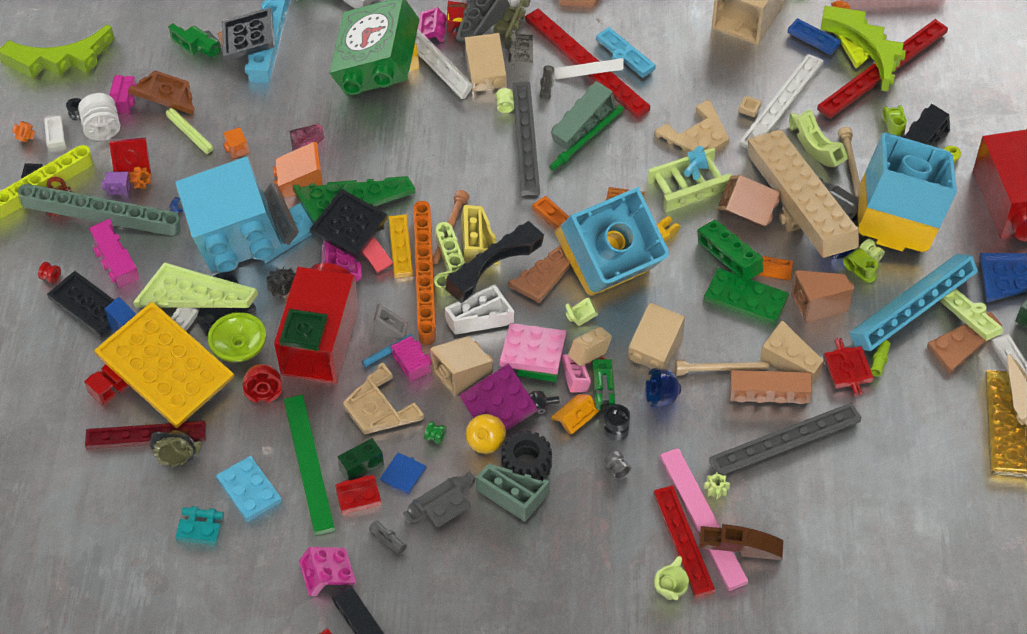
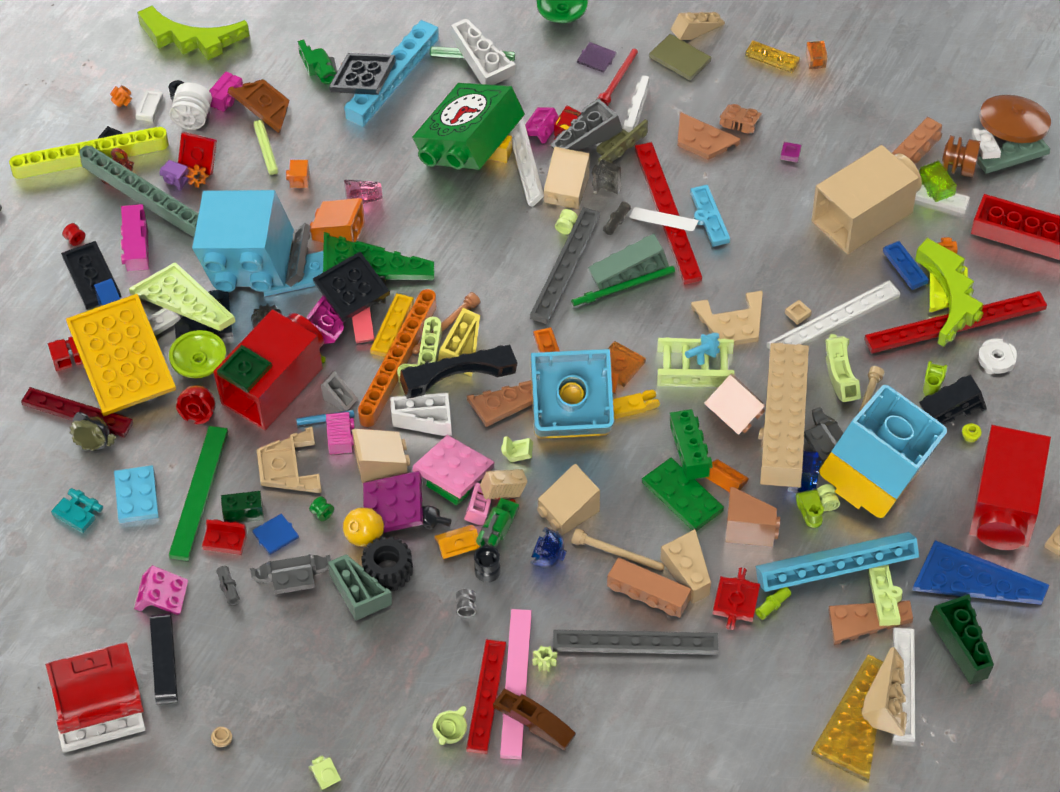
camera: 25 degrees right, 0 degrees up
(933, 92) = (997, 365): none -> white plate

